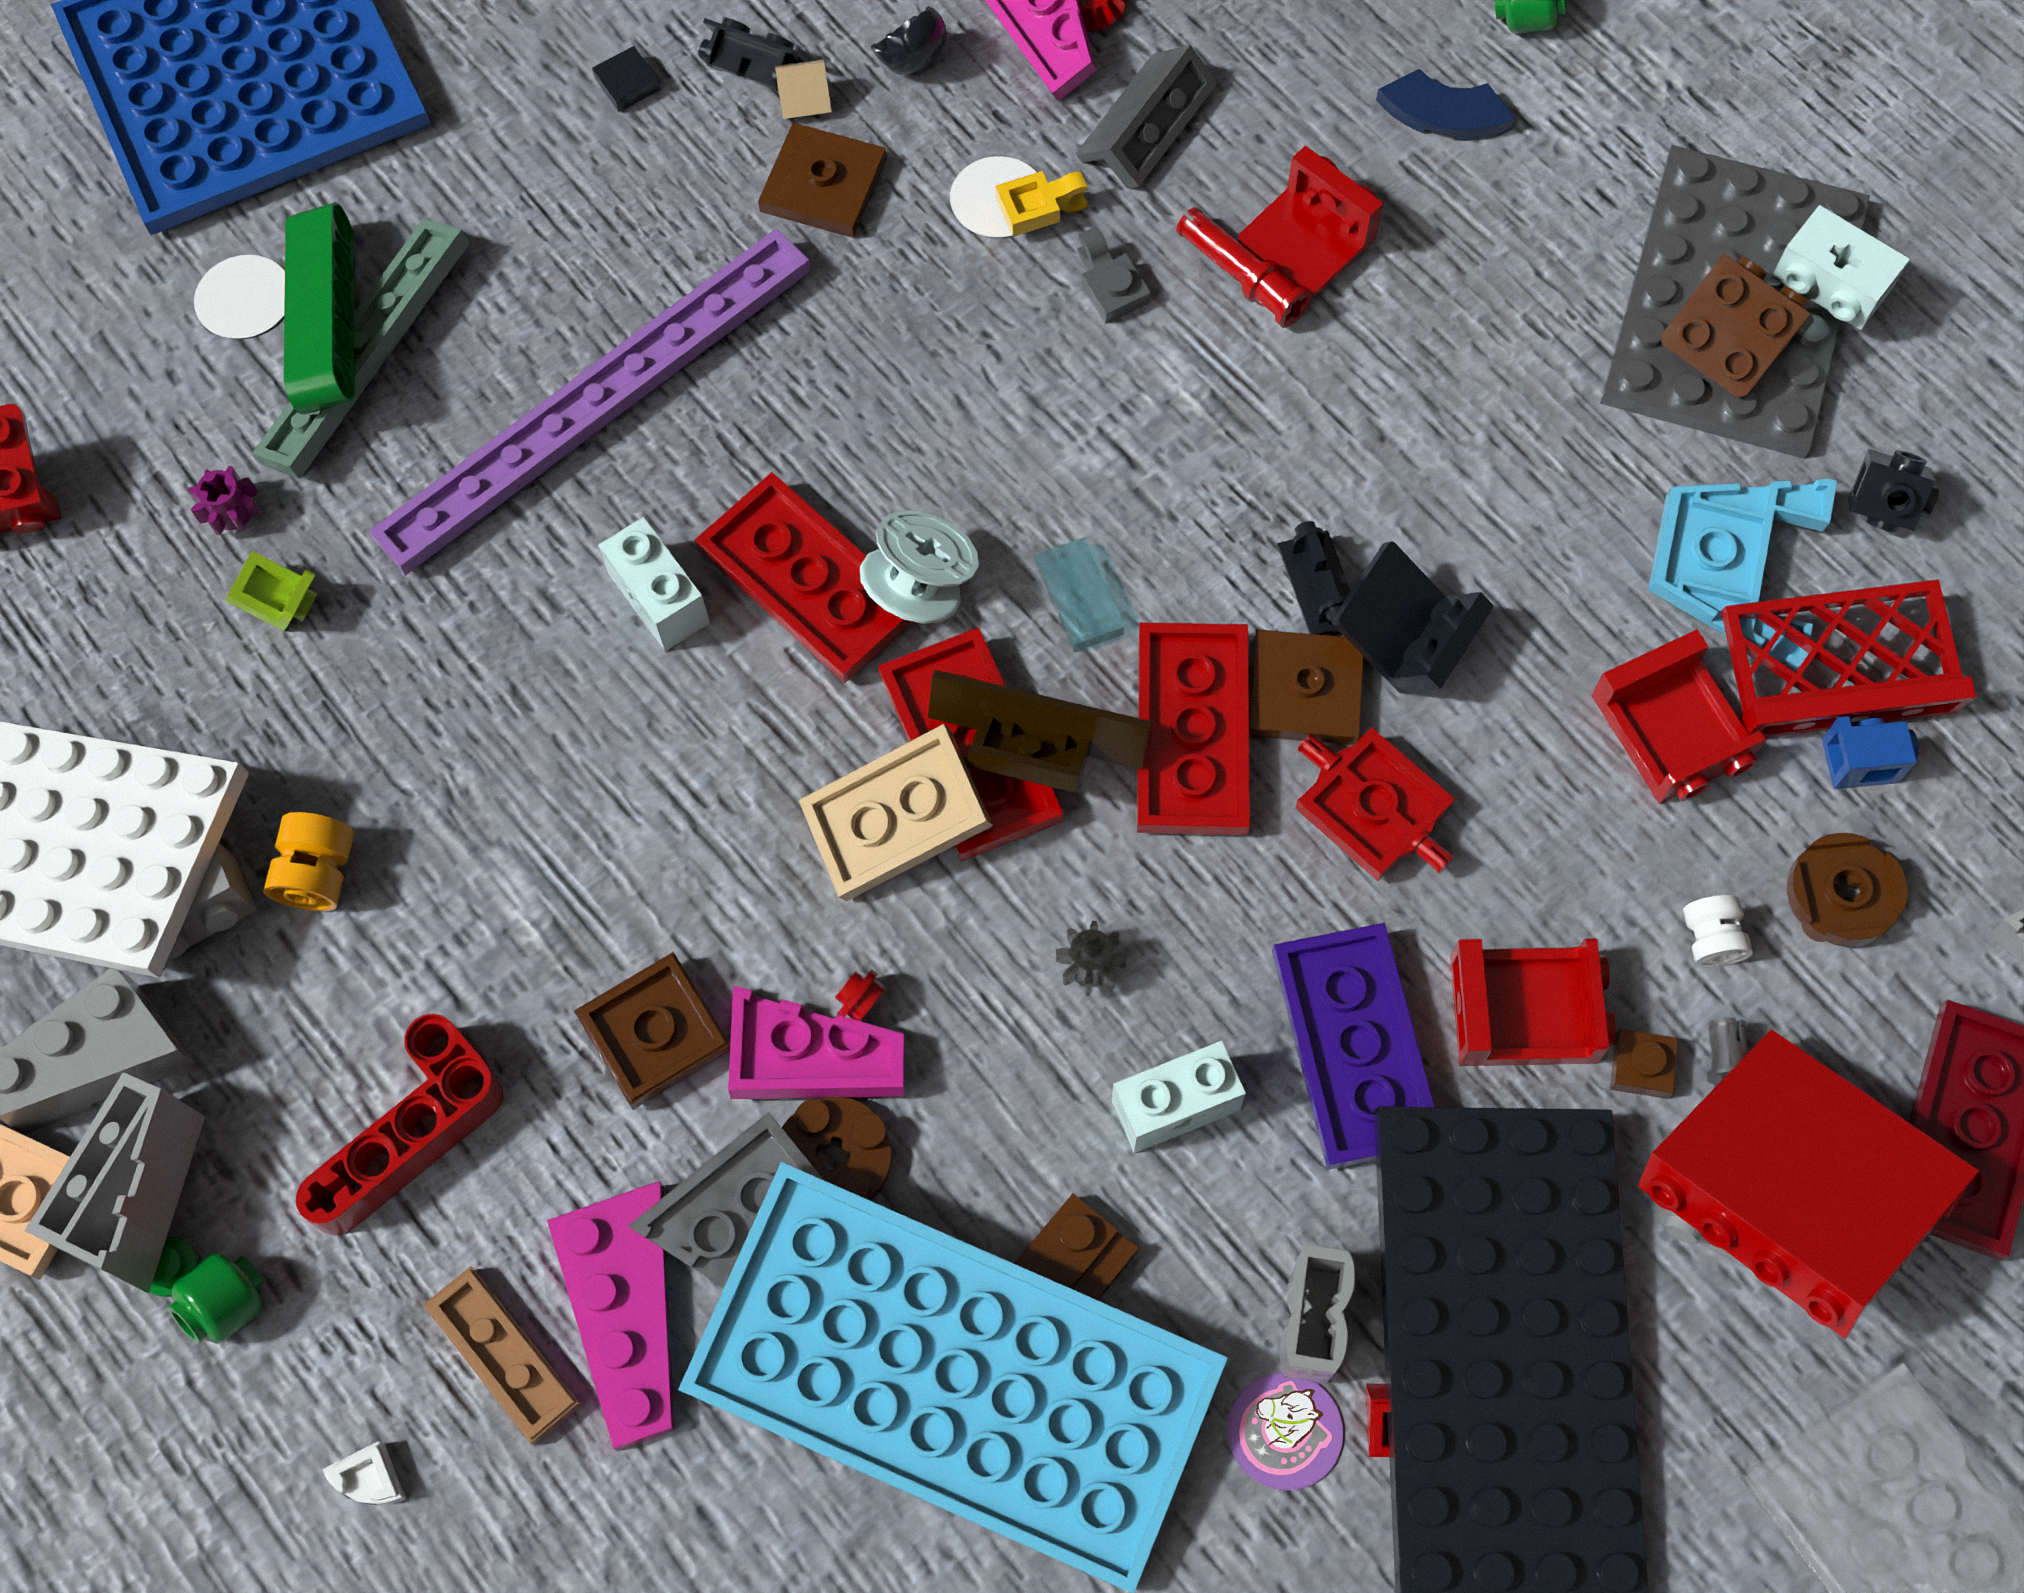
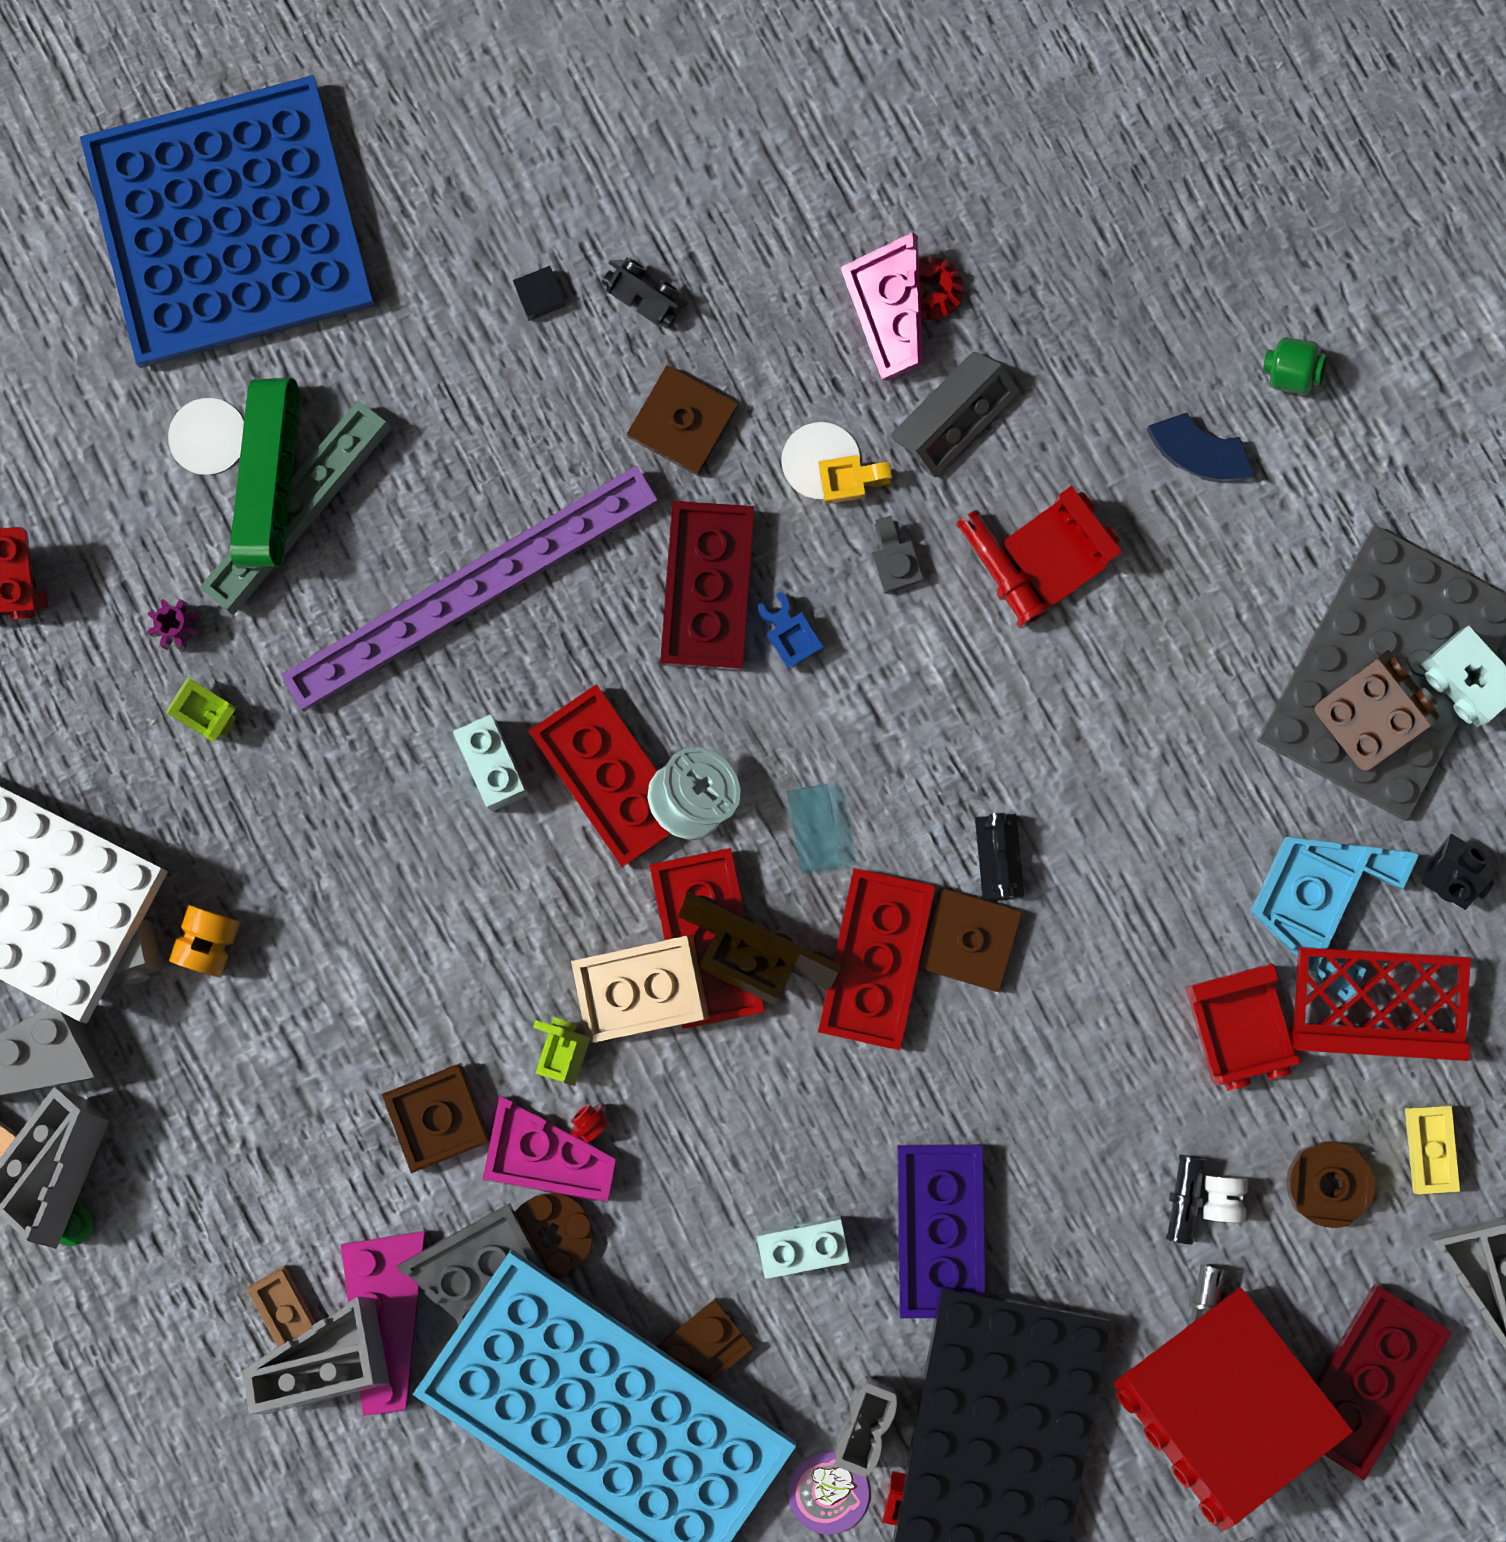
camera: 15 degrees right, 15 degrees up
(216, 1298) = (103, 1256): green head -> none
(367, 1477) = (193, 1399): white tile -> none
(394, 1131) = (243, 1163): red beam -> none
(540, 1373) = (323, 1363): none -> light grey wedge
(803, 89) = (680, 336): tan tile -> none
(807, 909) = (562, 1051): none -> lime bracket
(889, 346) = (707, 585): none -> dark red plate
(913, 44) = (776, 309): black hair -> none
(1001, 382) = (793, 636): none -> blue plate
(1092, 943) = (759, 1139): clear smoke gear -> none
(1374, 804) = (998, 1047): red plate -> none
(1408, 623) = (1058, 911): black bracket -> none
(1531, 1004) = (1075, 1224): red panel -> none
(1644, 1063) = (1146, 1283): reddish brown plate -> none
(1666, 943) = (1186, 1199): none -> black pin
(1869, 752) = (1379, 1081): blue brick -> none
(1962, 823) = (1432, 1149): none -> light yellow plate

